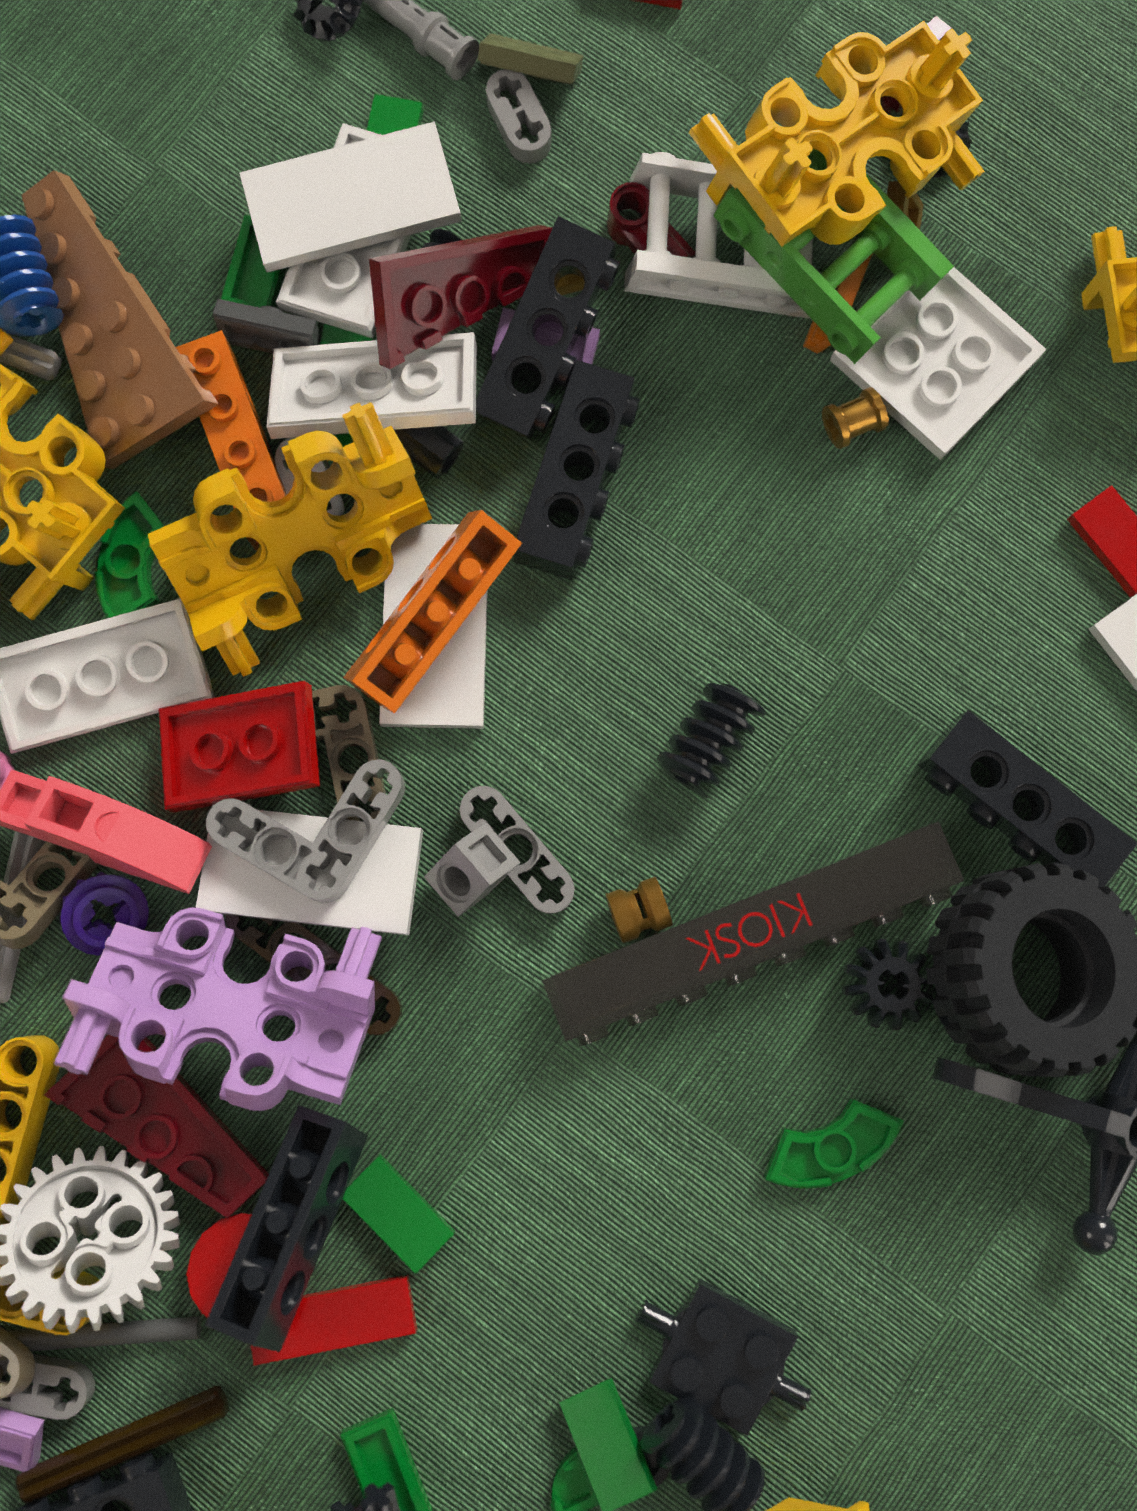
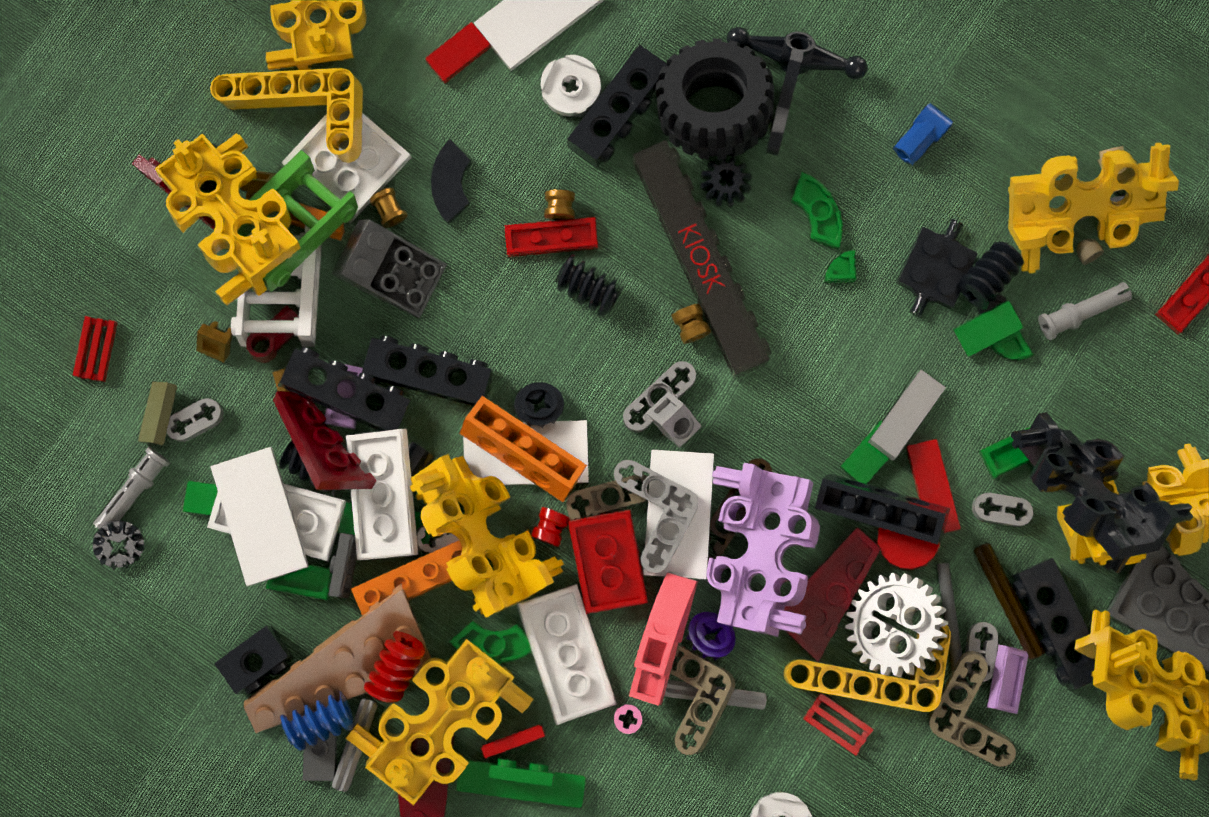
camera: 90 degrees left, 0 degrees up
(83, 390) = (395, 668): none -> red piece
(117, 167) = (236, 666): none -> black brick
(272, 1441) = (1000, 516): none -> light grey beam
(306, 656) = (550, 526): none -> red wheel
(459, 1282) = (906, 415): none -> light grey tile
(532, 642) = (534, 394): none -> black gear
(640, 137) = (214, 342): none -> pearl gold tile
(727, 1182) = (842, 269): none -> green tile
(751, 416) = (389, 268): none -> dark grey slope
(799, 683) = (551, 237): none -> red tile
(853, 696) = (559, 205): none -> pearl gold wheel
(898, 517) = (447, 181): none -> black tile
(978, 1356) = (927, 128): none -> blue piece
(1058, 280) = (301, 95): none -> yellow beam
(1089, 716) = (563, 70): none -> white plate

